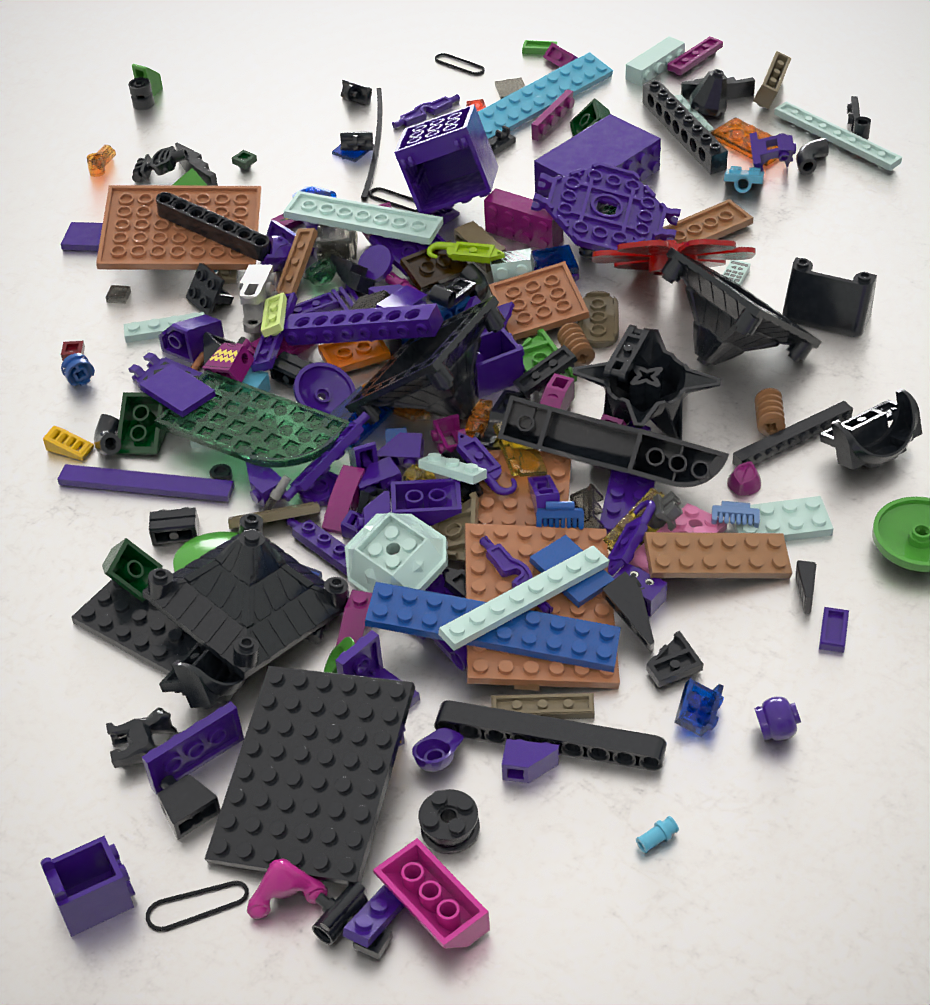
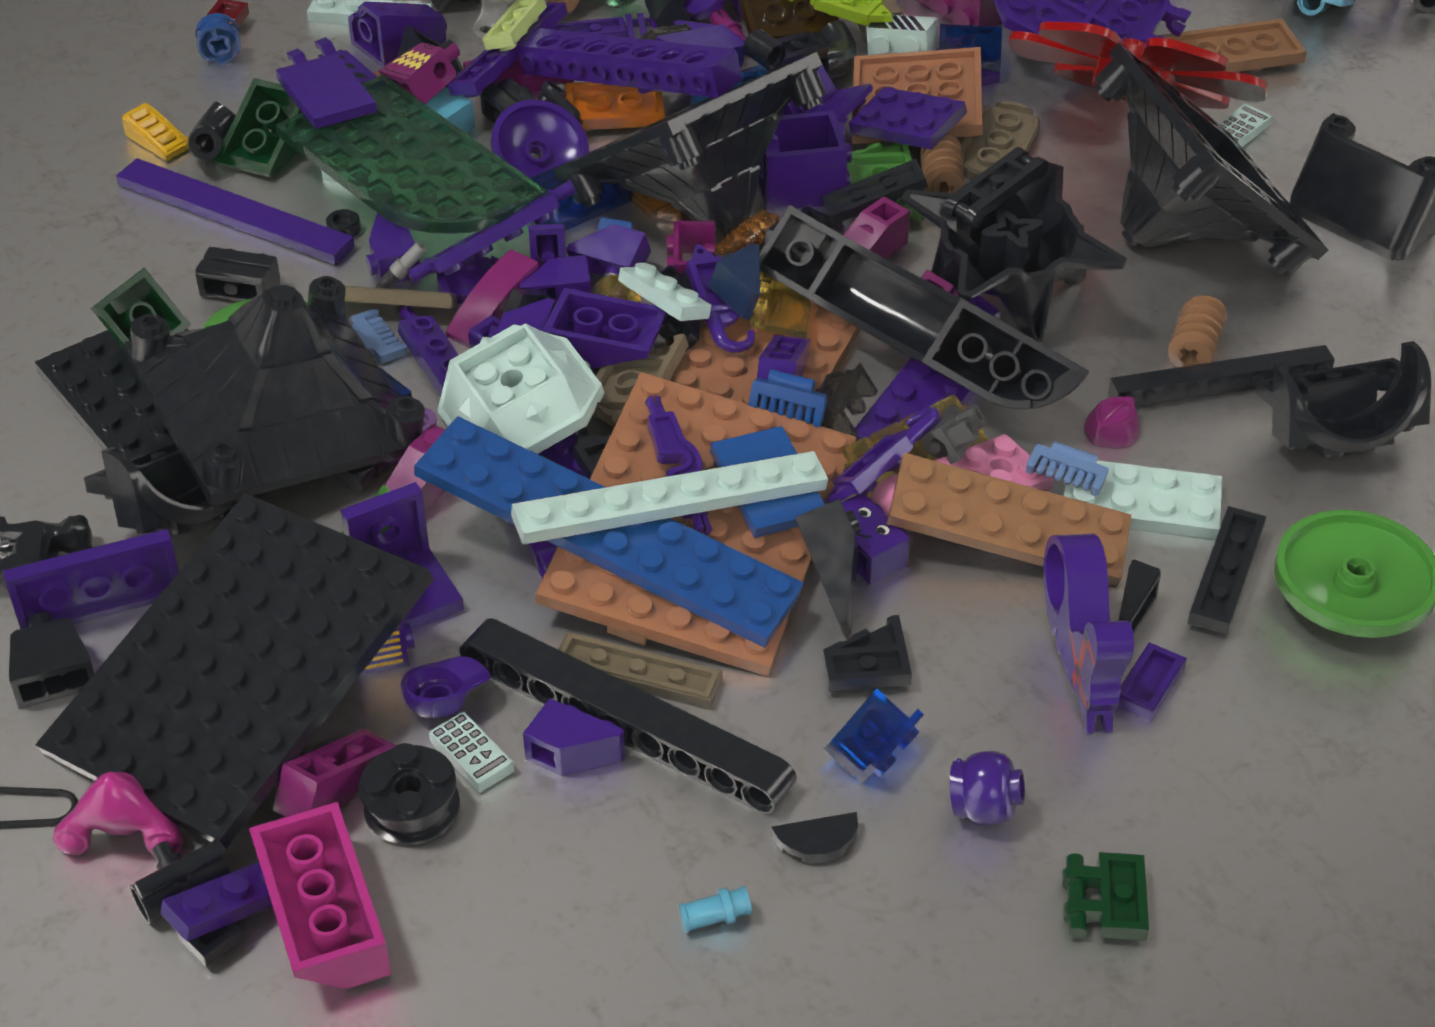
camera: 15 degrees right, 0 degrees up
(289, 546) = (378, 336): none -> medium blue piece
(317, 356) = (554, 92): none -> black piece
(396, 823) = (327, 773): none -> magenta slope
(470, 782) = (471, 752): none -> light aqua tile
(497, 450) = (738, 280): none -> dark blue slope
(543, 318) = (907, 117): none -> dark purple plate
(694, 776) = (817, 839): none -> black tile
(786, 607) = (1079, 617): none -> dark purple animal
(848, 551) = (1227, 570): none -> black plate
(875, 758) = (1121, 896): none -> dark green plate

